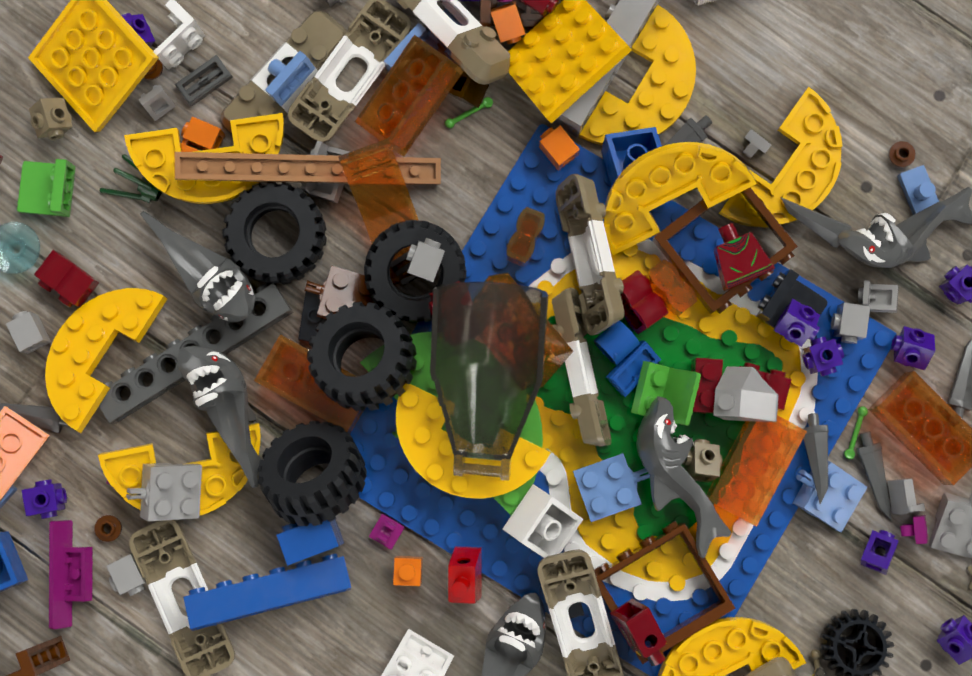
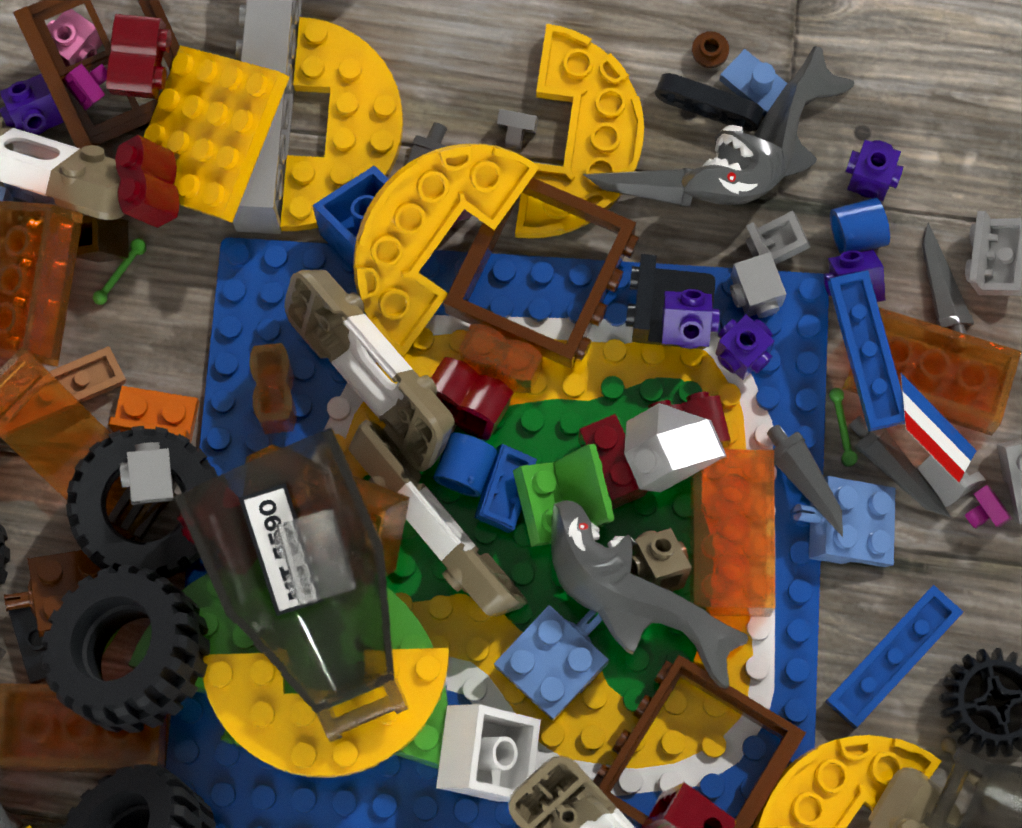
camera: 30 degrees left, 10 degrees down
(447, 213) = (155, 410): none -> orange bracket
(481, 345) = (262, 514): none -> sticker
(499, 361) = (314, 557): none -> clear bracket
(508, 22) = (111, 127): orange brick -> none
(513, 69) = (147, 181): none -> dark red brick
(558, 147) = (260, 253): orange brick -> none
(740, 258) = (568, 272): dark red torso -> none
(811, 587) = (894, 657): none -> blue plate
(879, 540) = (958, 578): dark purple brick -> none
(883, 188) = (708, 102): none -> black beam
(897, 399) = (868, 350): none -> blue plate
(910, 469) = (935, 432): none -> sticker
(934, 316) = (860, 226): none -> blue piece

